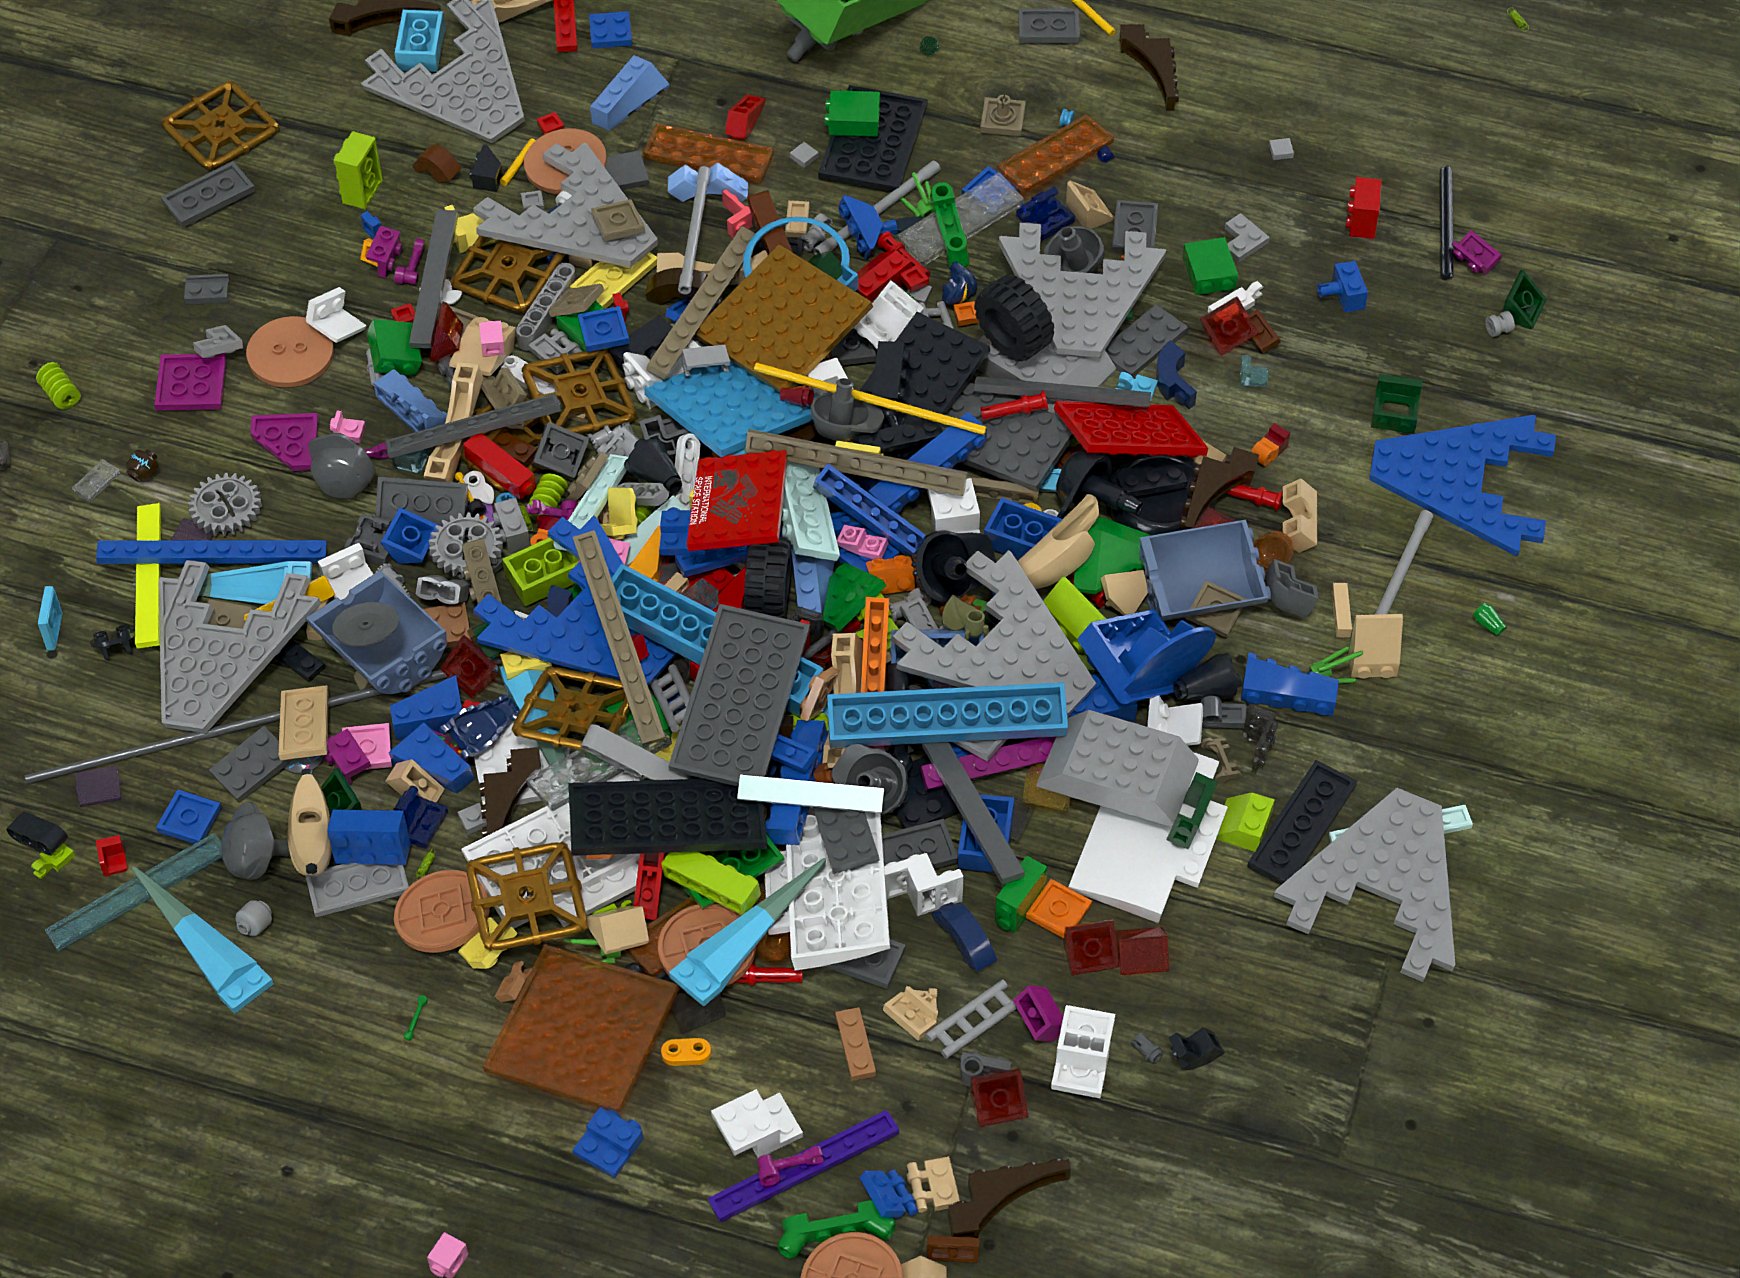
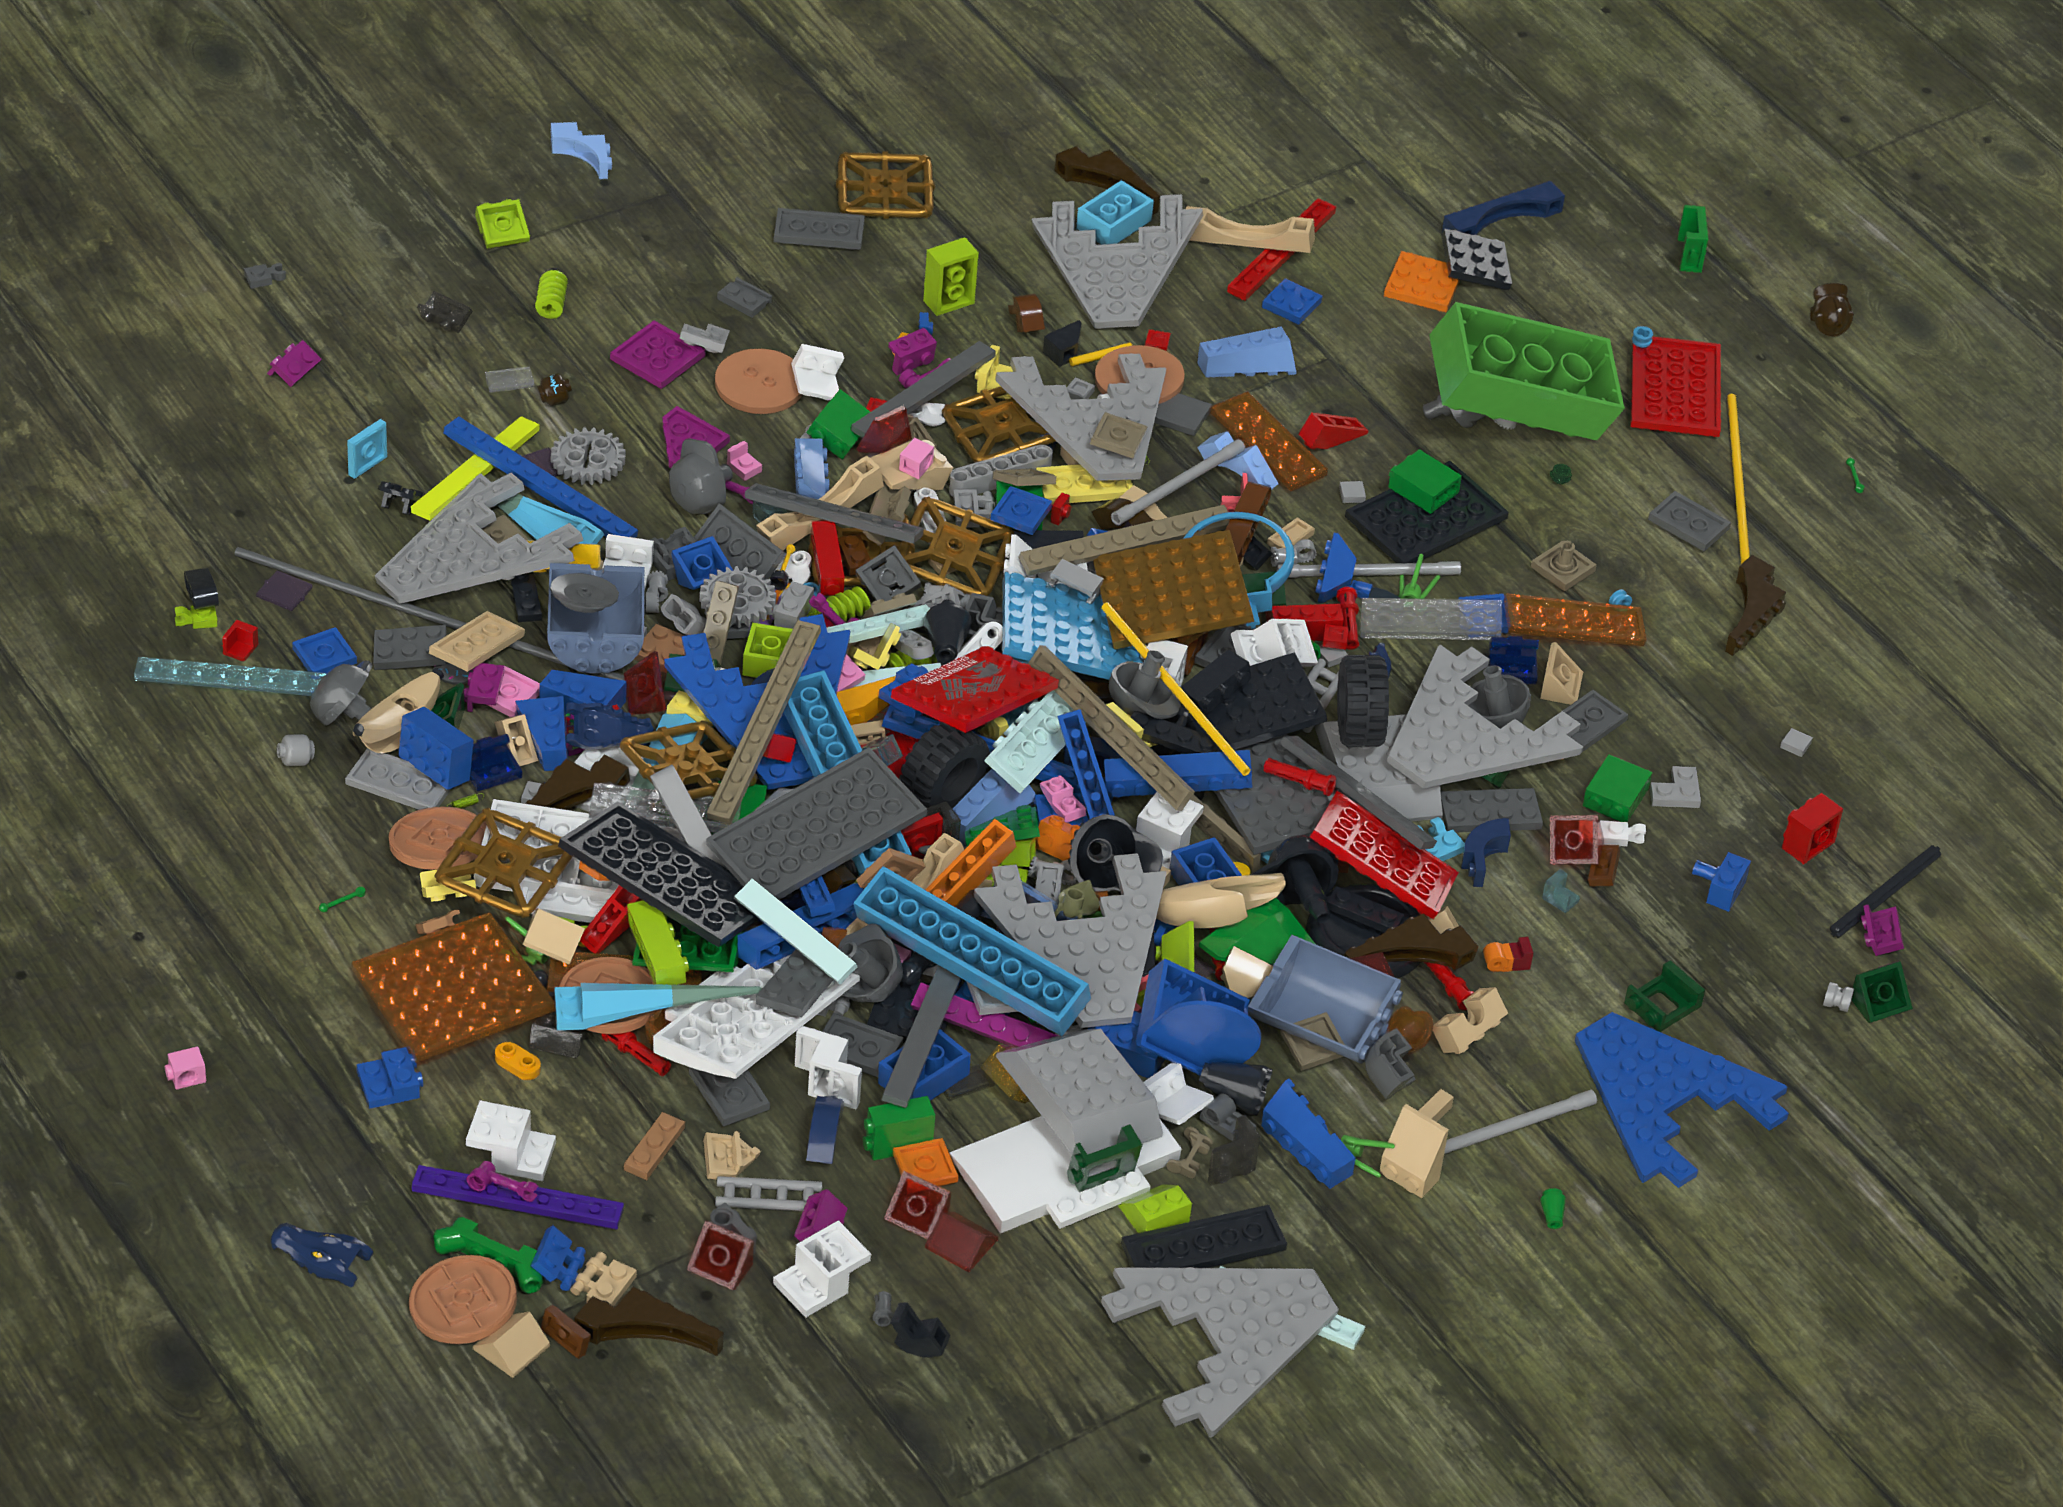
camera: 35 degrees right, 10 degrees down
(227, 968) = (241, 770): medium azure plate -> none
(797, 395) = (1120, 650): dark red cone -> none
(949, 224) = (1399, 627): green plate -> none
(1105, 154) = (1625, 649): clear blue hinge -> none

